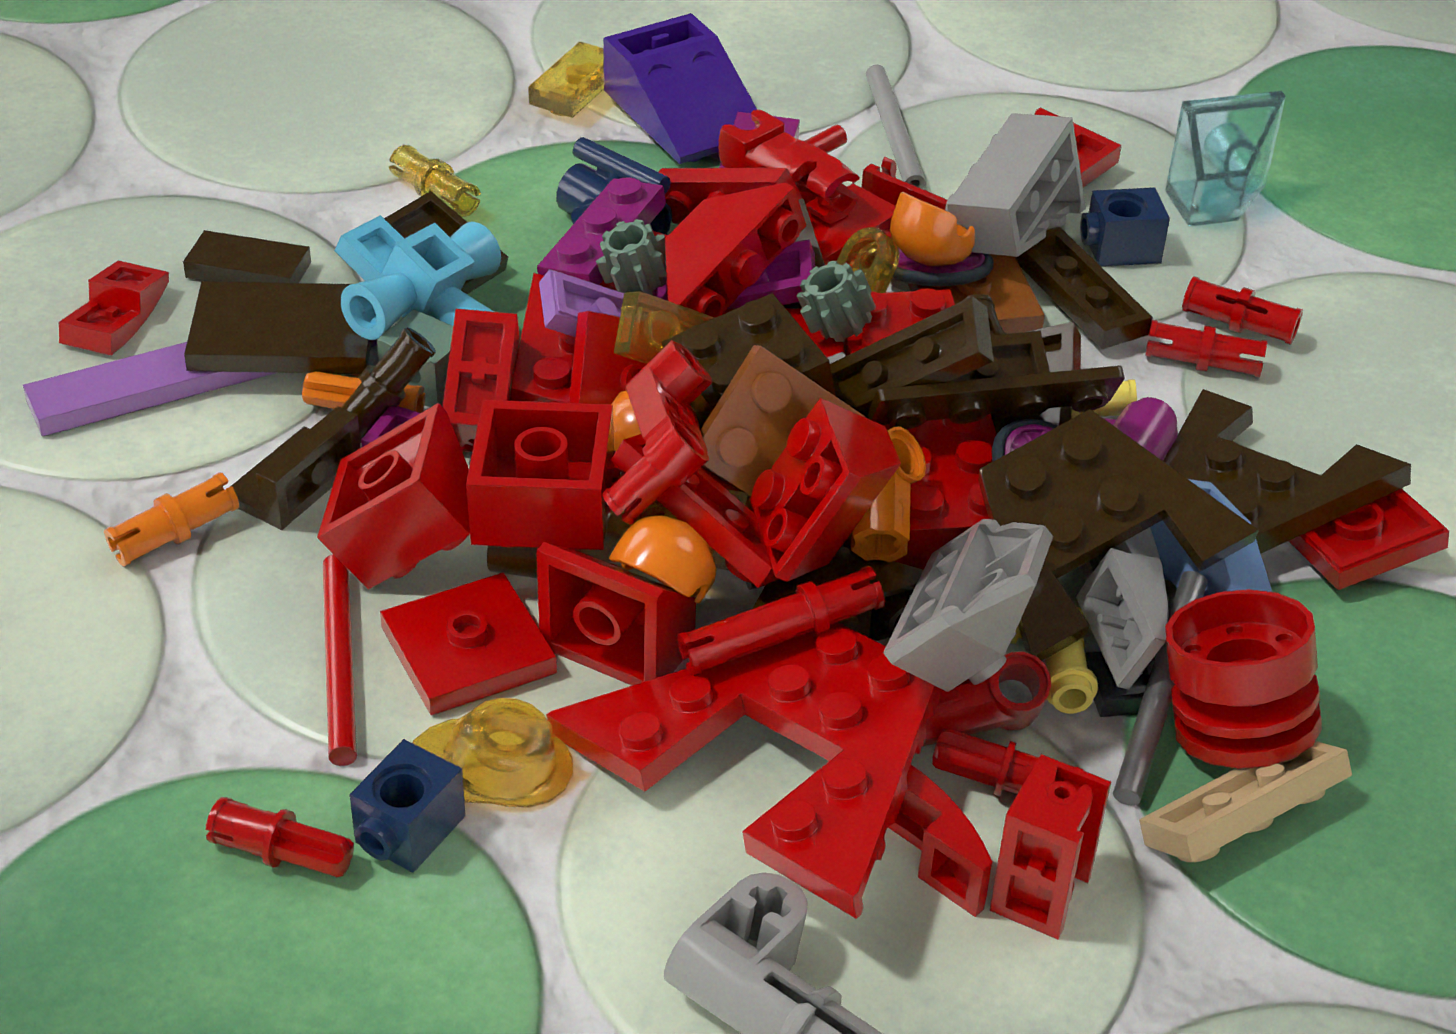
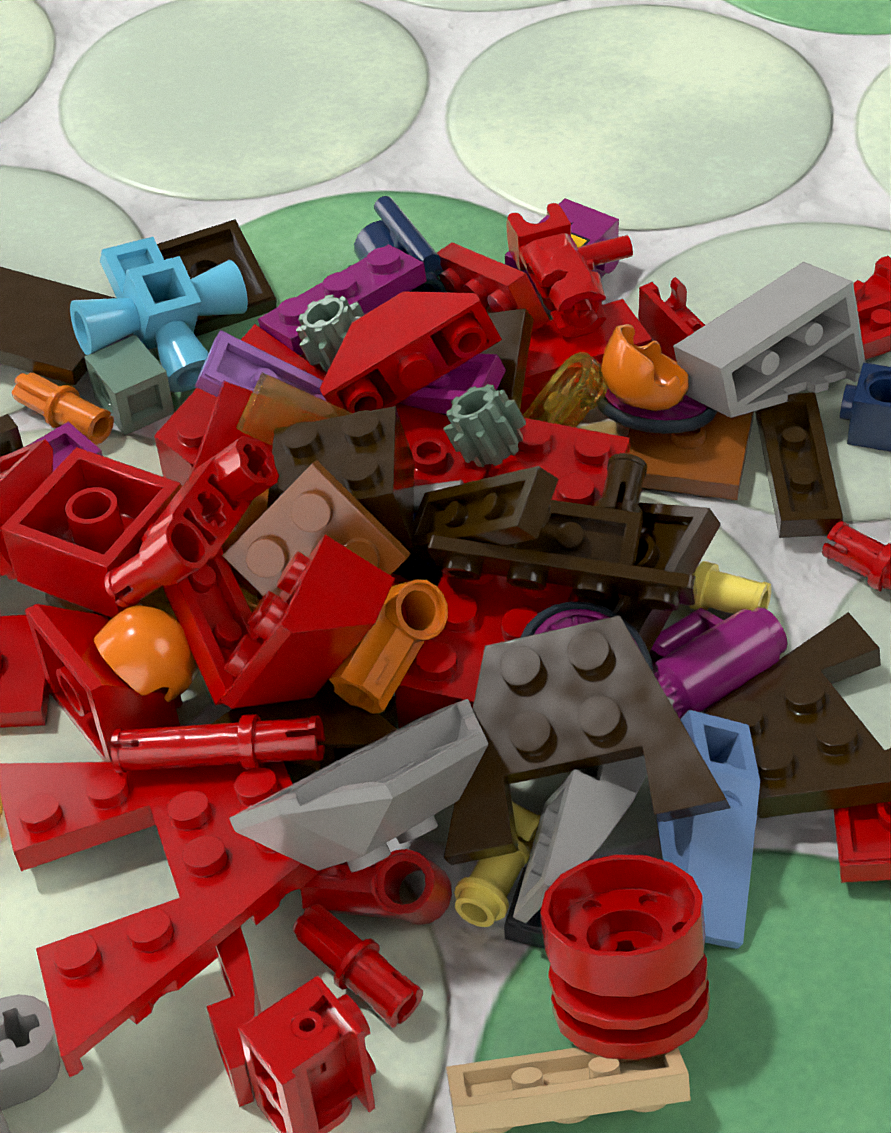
camera: 30 degrees right, 5 degrees up
(245, 259) = (57, 251): dark brown tile -> none
(385, 382) = (63, 400): dark brown pin -> none
(434, 176) = (263, 208): clear yellow pin -> none
(479, 367) = (133, 410): red hinge -> none
(570, 81) = (457, 131): clear yellow plate -> none
(675, 84) = (537, 152): dark purple slope -> none
(894, 126) = (734, 246): light grey piece -> none
(1153, 707) = (533, 959): flat silver bar -> none

